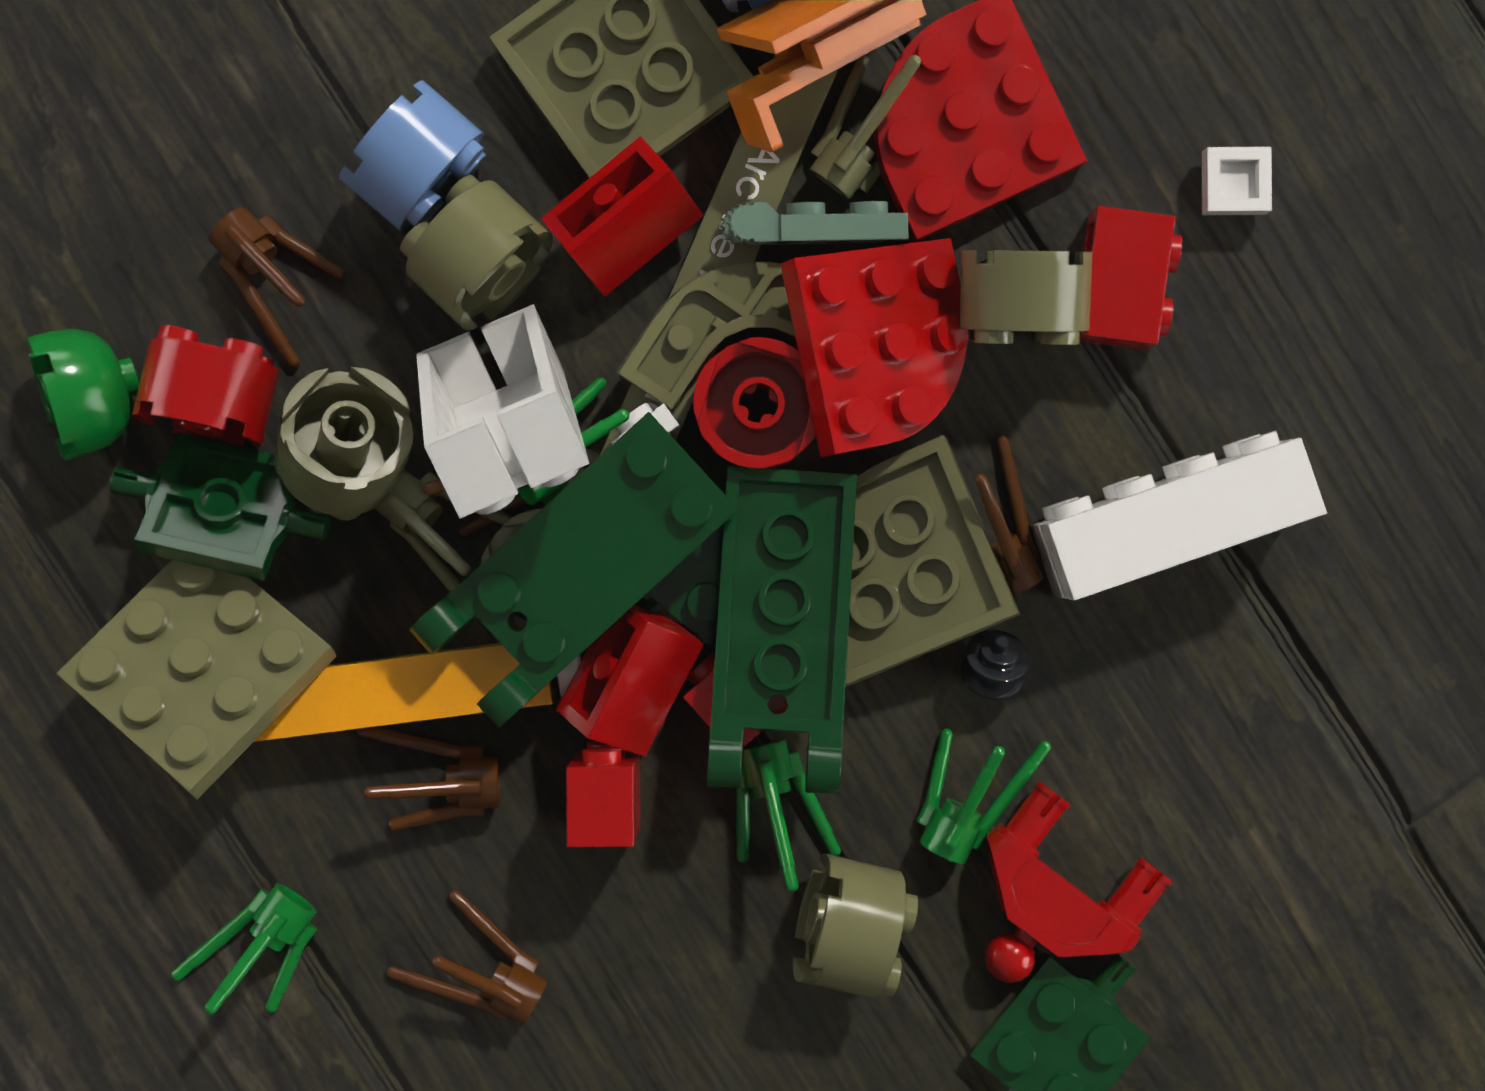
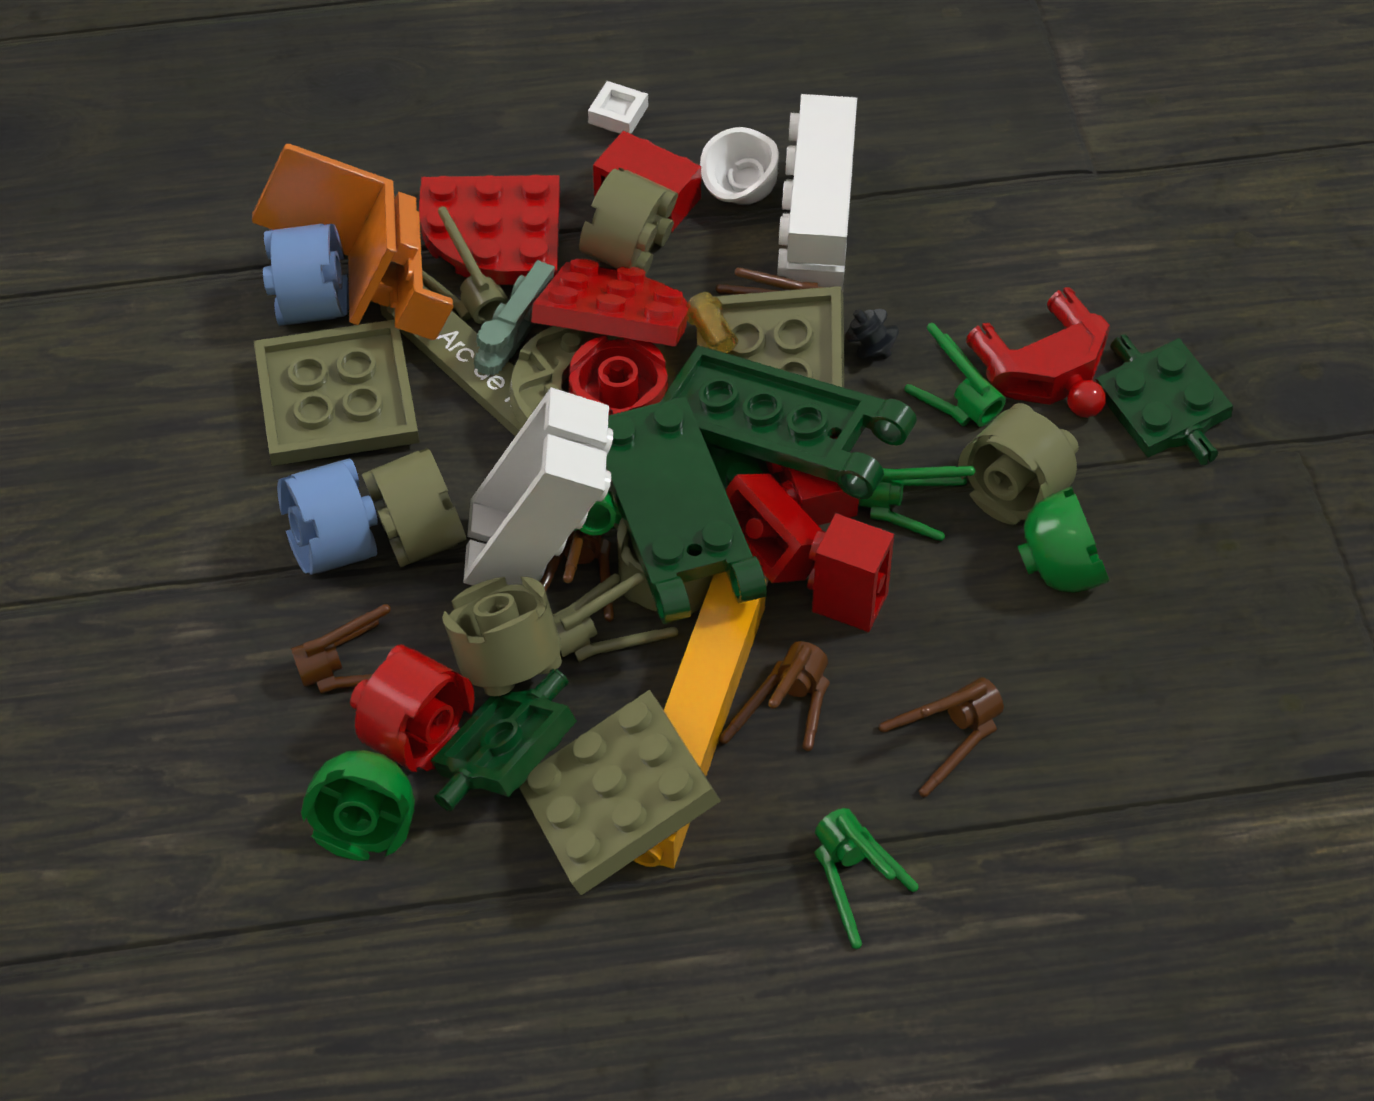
camera: 70 degrees left, 35 degrees down
(622, 216) = (443, 416): red brick -> none
(762, 1016) = (1062, 545): none -> green cylinder
(897, 475) = (706, 315): none -> clear yellow pin
(1188, 389) = (740, 165): none -> white helmet

